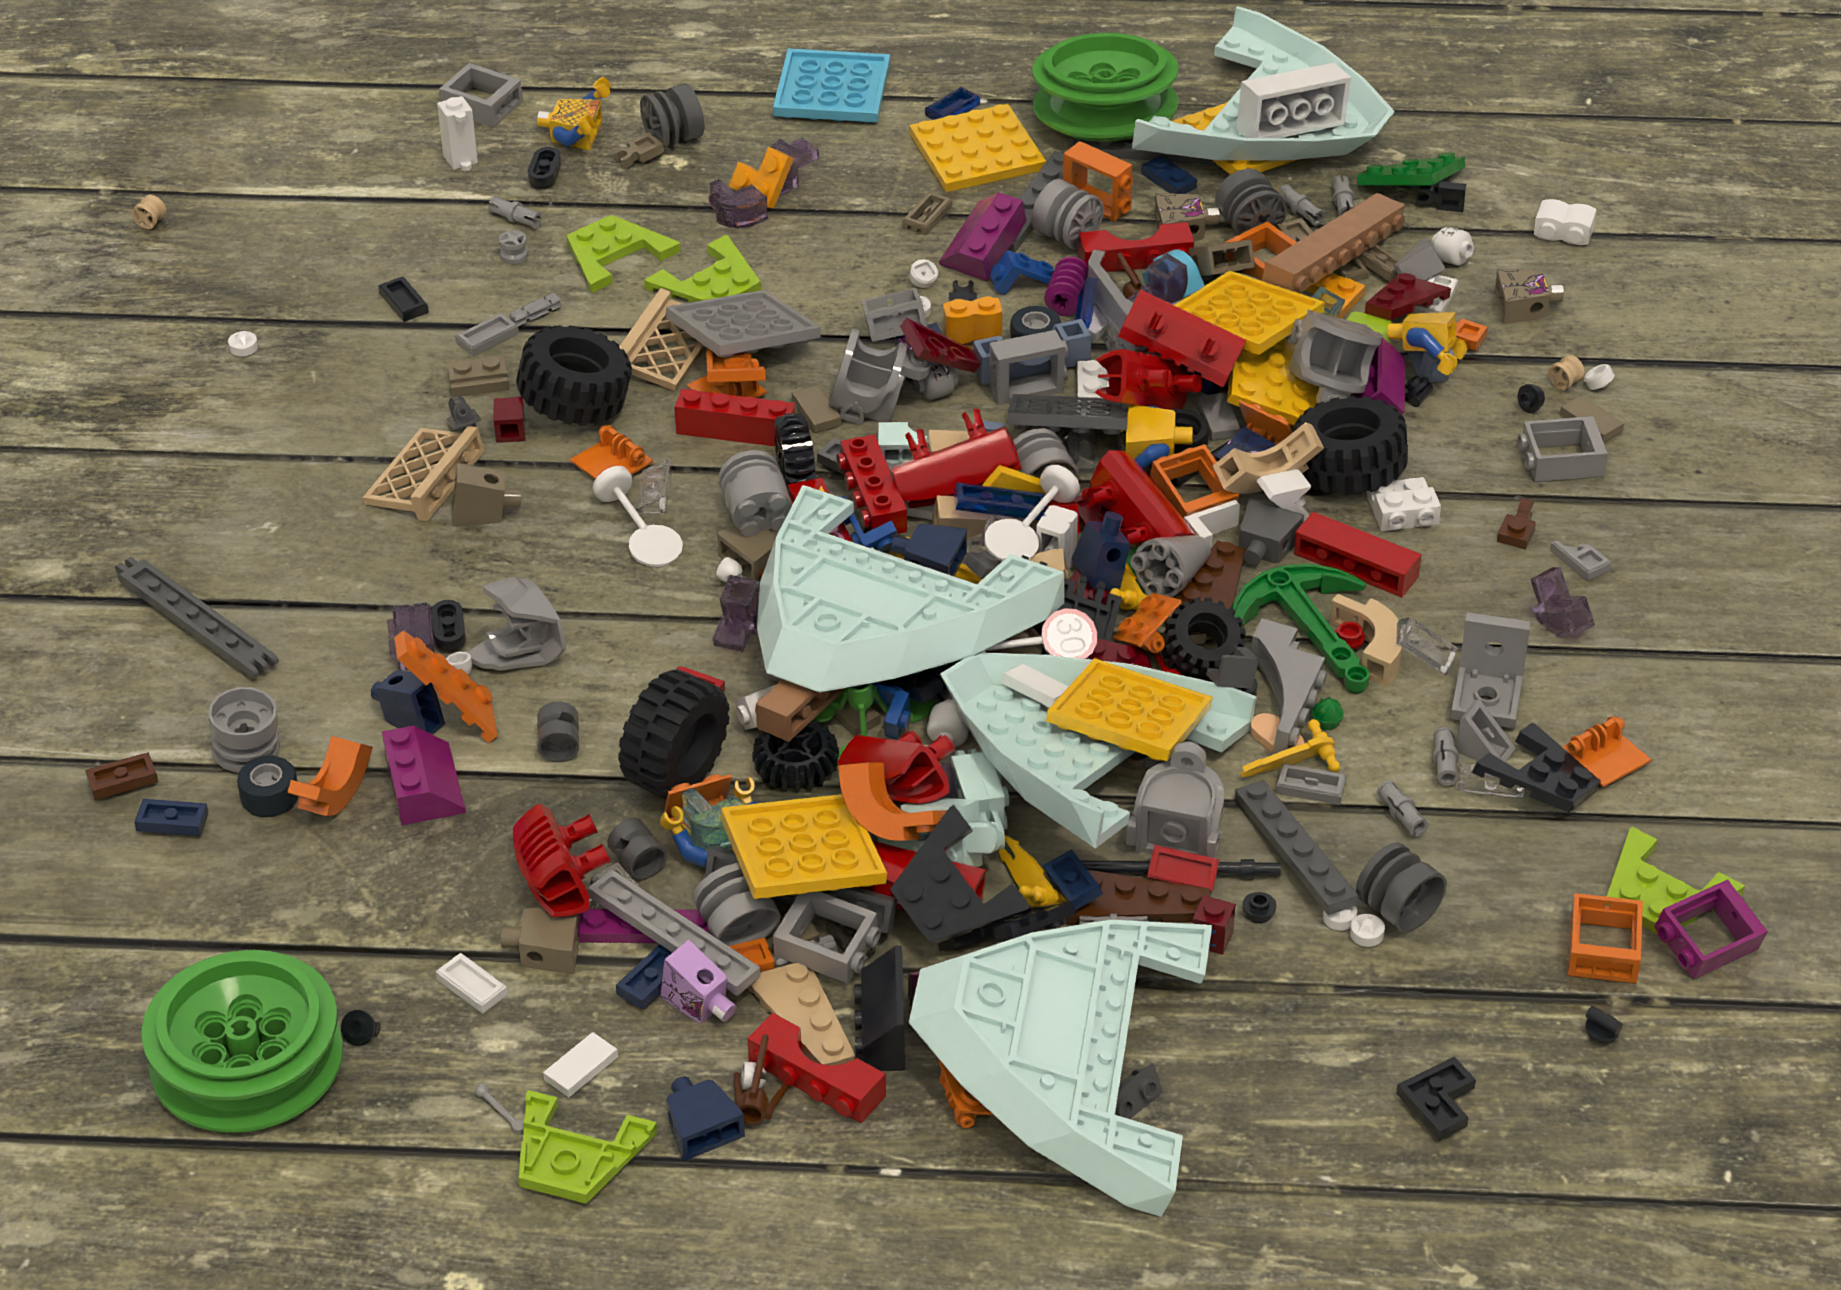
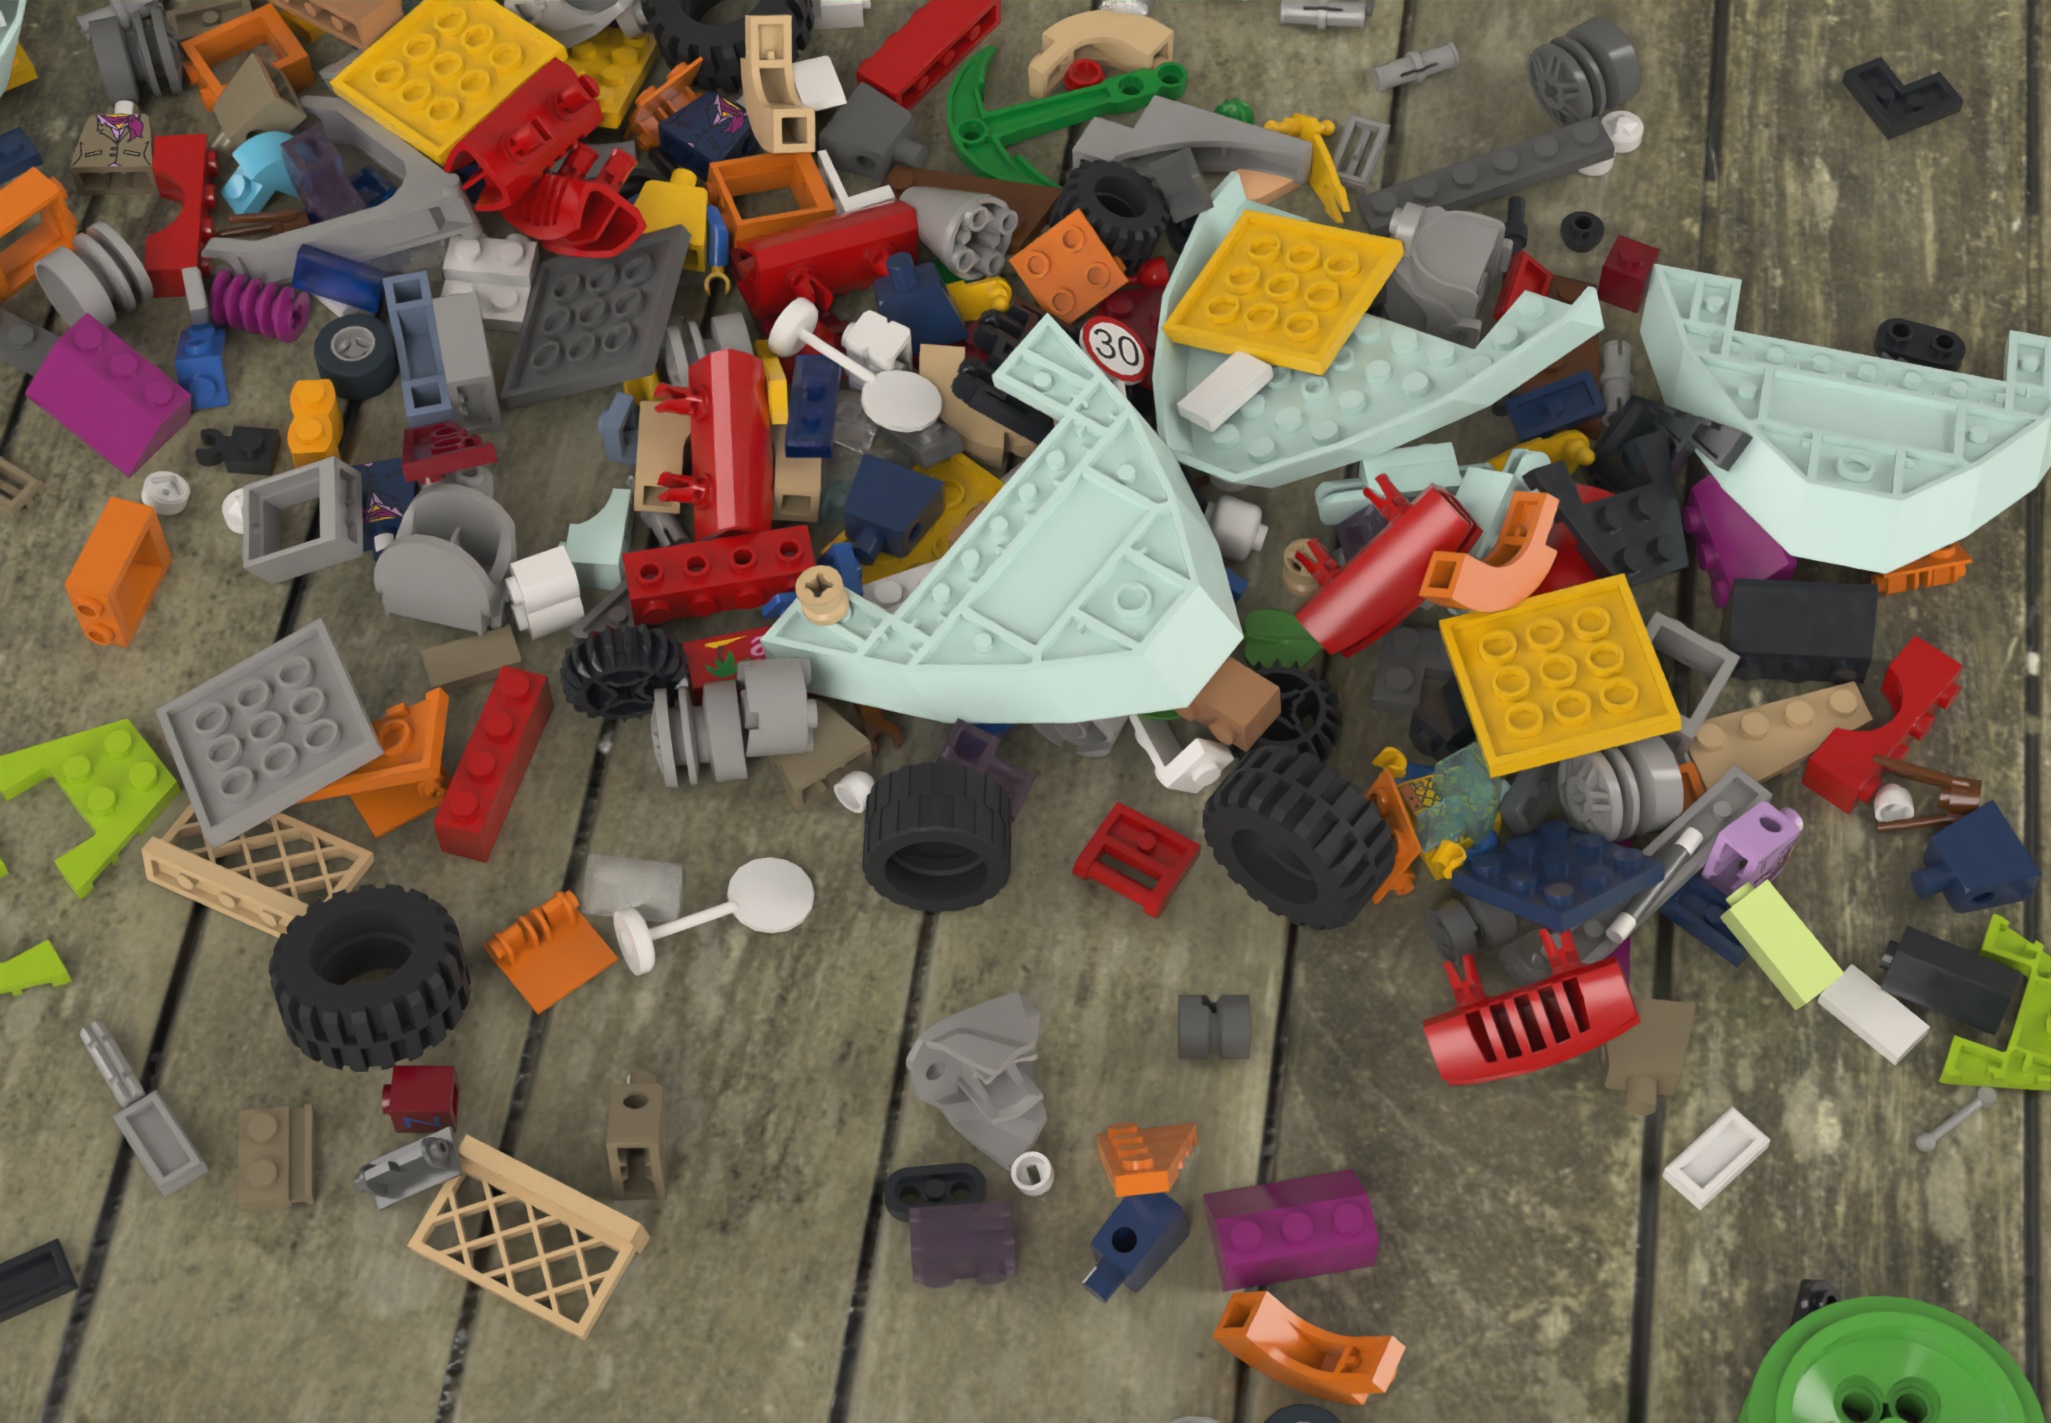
camera: 85 degrees left, 15 degrees up
(601, 1094) = (1949, 979): none -> black brick
(617, 992) = (1780, 943): none -> yellowish green brick
(652, 864) = (1558, 875): none -> dark blue plate
(655, 919) = (1642, 901): none -> bar
(675, 585) = (937, 837): none -> black tyre
(826, 495) = (832, 603): none -> tan wheel
(851, 235) = (118, 572): none -> orange window
(853, 413) = (545, 593): none -> white brick
(1058, 249) = (195, 295): none -> light grey tile
(1184, 1100) = (1920, 344): none -> black plate

